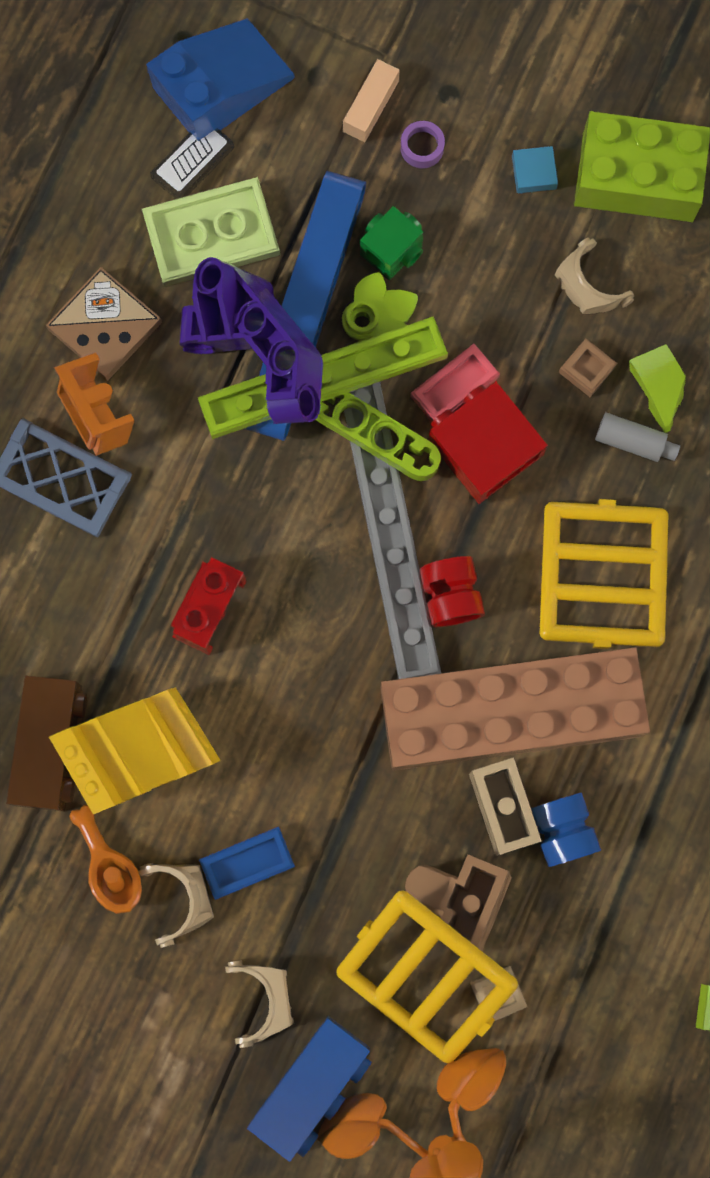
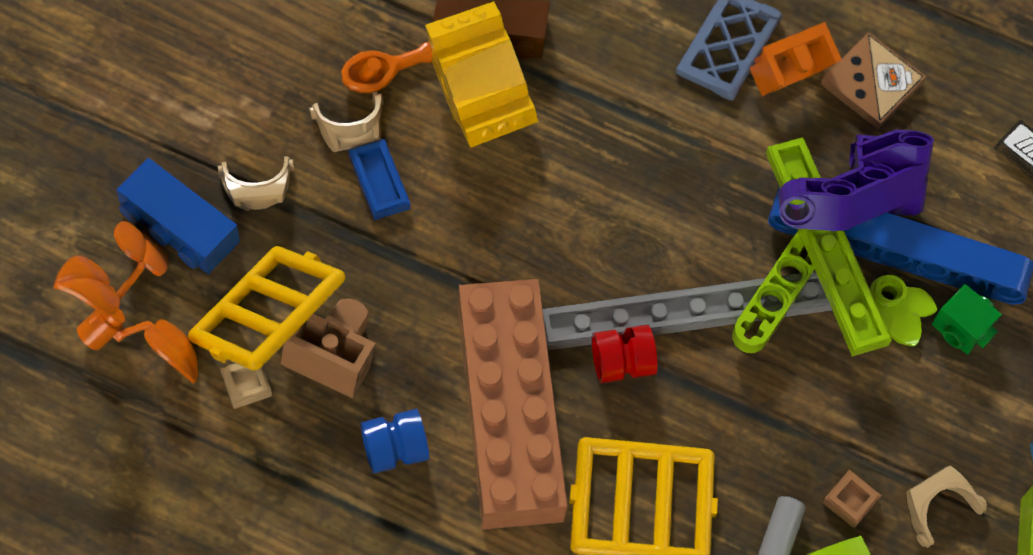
camera: 85 degrees right, 15 degrees down
(206, 604) = (615, 144): red window -> none
(216, 223) = (970, 172): yellowish green tile -> none
(454, 382) = (828, 375): coral tile -> none
(486, 441) = (770, 391): red brick -> none
(504, 806) = (419, 384): tan brick -> none

